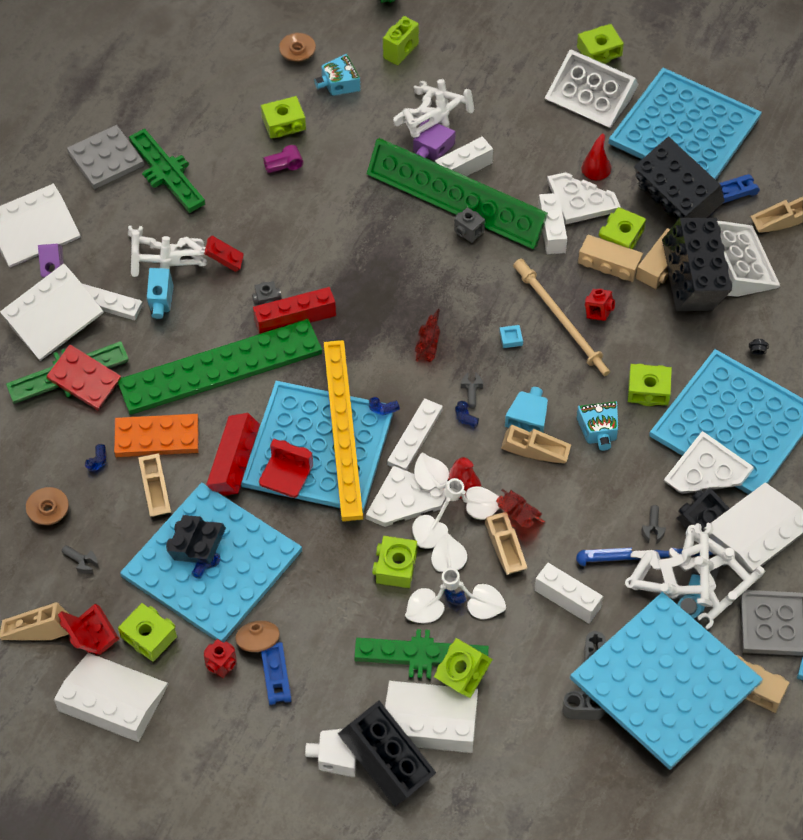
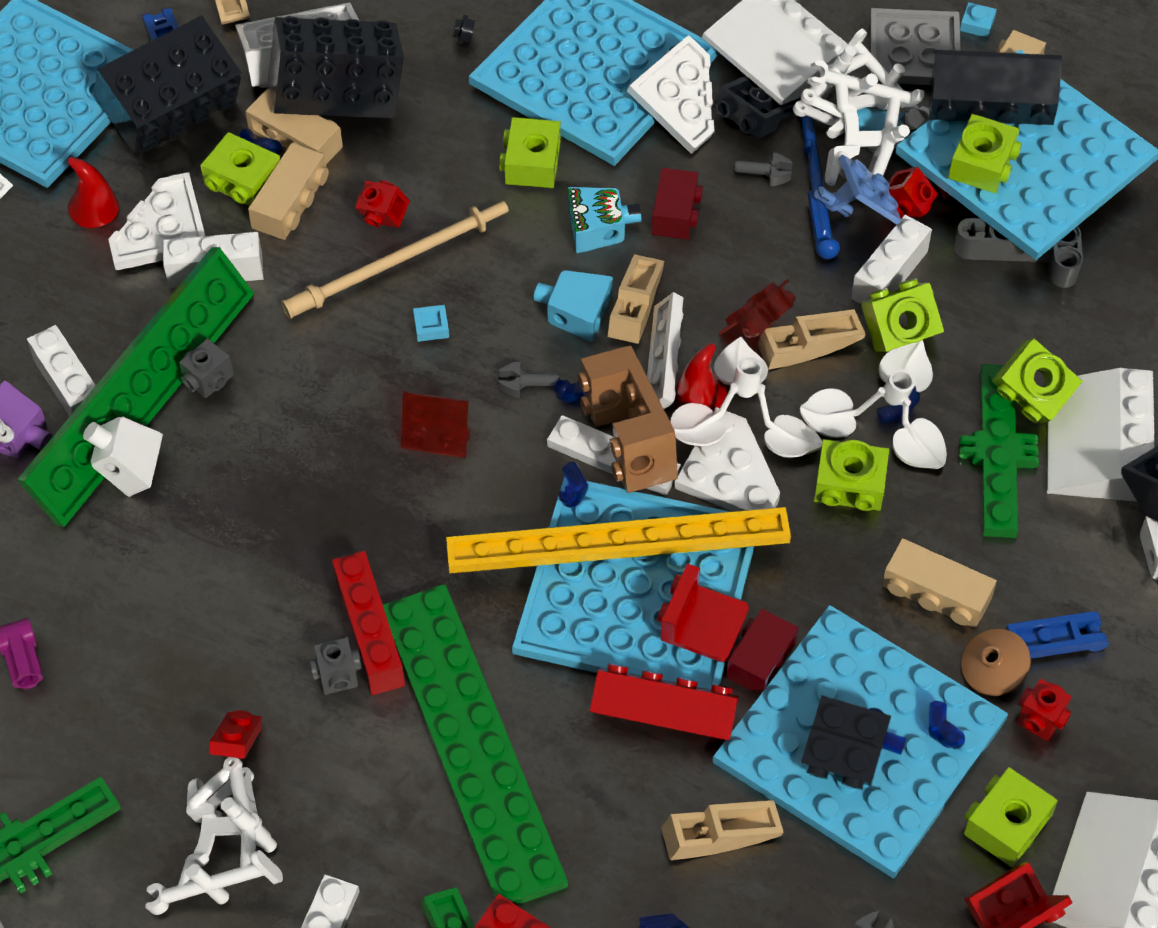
camera: 90 degrees left, 0 degrees up
(156, 435) = (614, 837): orange plate -> none
(159, 291) = (318, 837): medium azure torso -> none
(208, 594) = (941, 729): none -> clear blue arm
(269, 507) = (761, 652): none -> dark red brick
(313, 606) = (938, 583): none -> tan brick
(406, 188) = (124, 453): none -> white torso
(406, 442) = (644, 443): none -> medium nougat plate
(499, 461) = (664, 347): none -> white plate
(529, 596) = (885, 308): none -> lime brick
(614, 467) = (675, 203): none -> dark red brick
(614, 567) = (861, 185): none -> medium blue plate
(628, 605) = (912, 192): none -> red brick
(647, 242) = (267, 143): none -> clear blue arm
(650, 648) = (985, 154): none -> lime brick
(701, 644) = (995, 87): none -> black slope

